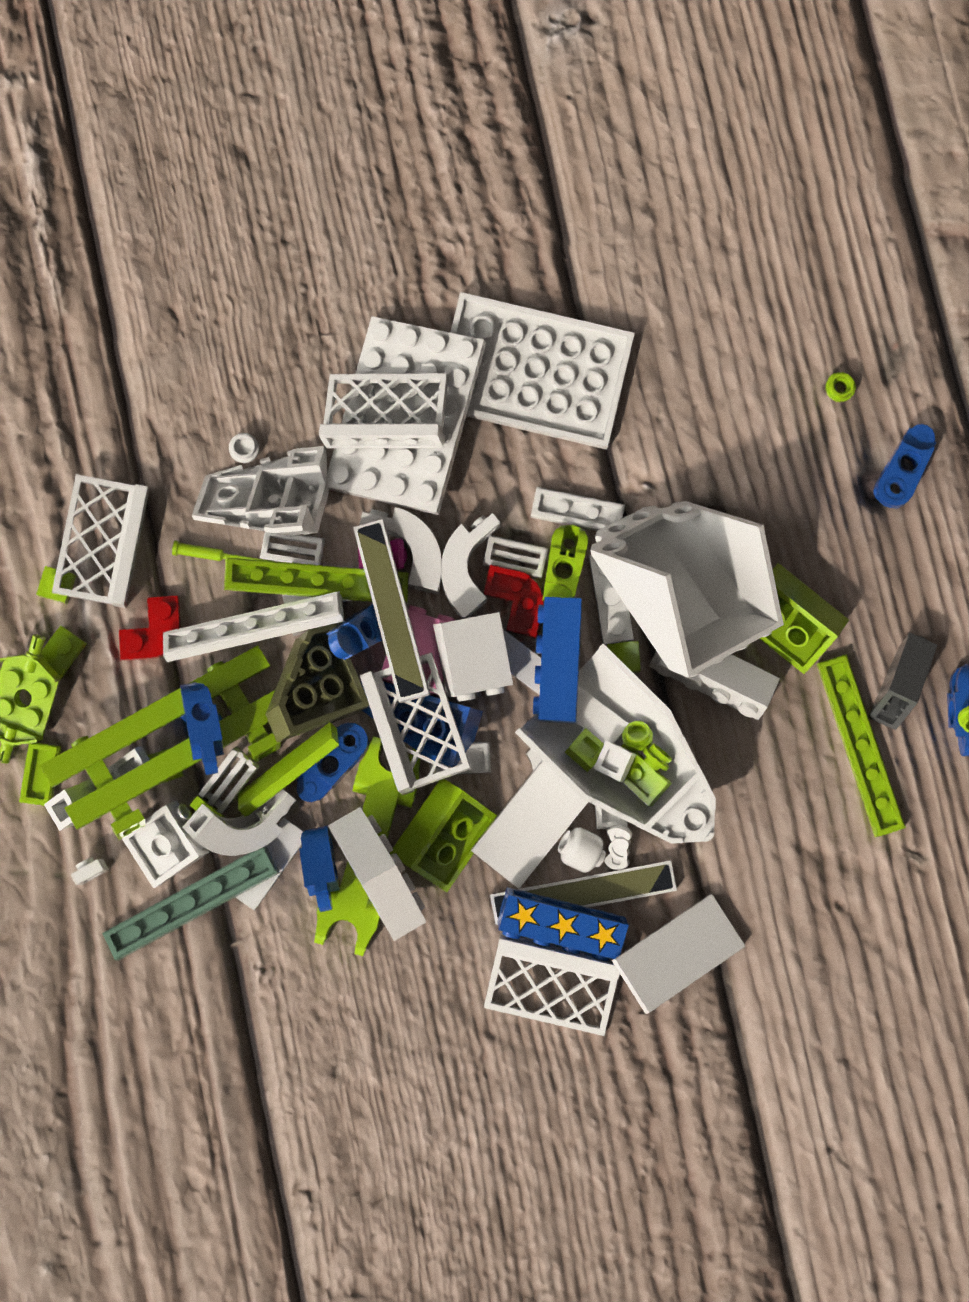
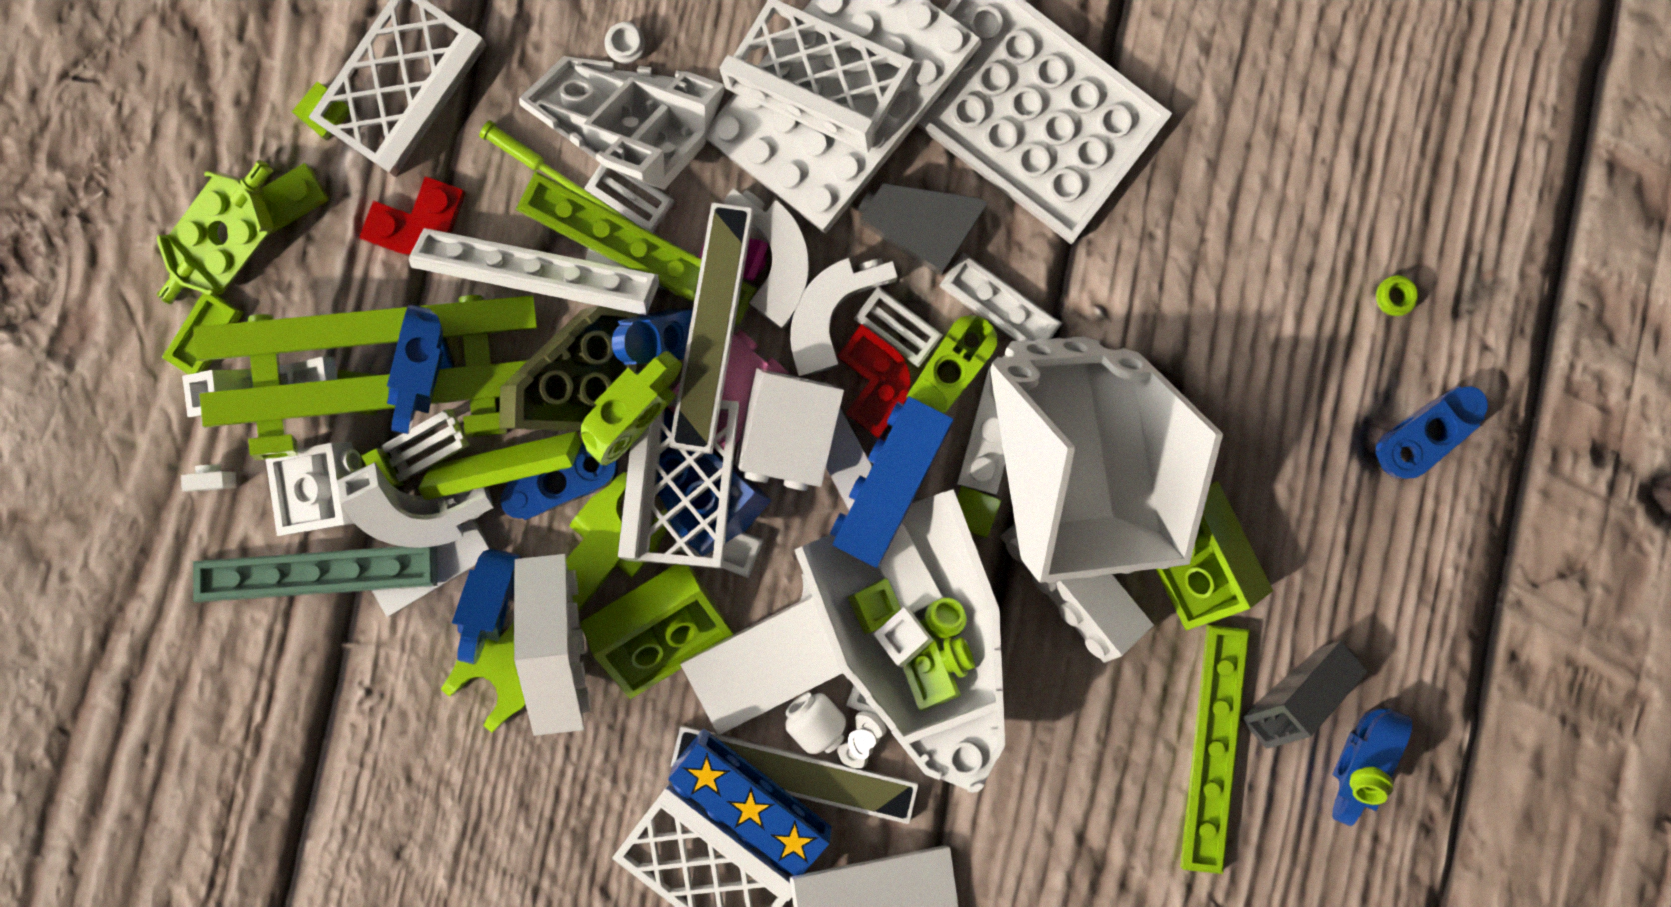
camera: 30 degrees right, 5 degrees up
(361, 687) = (629, 408): none -> lime piece
(499, 479) = (921, 222): none -> dark grey slope

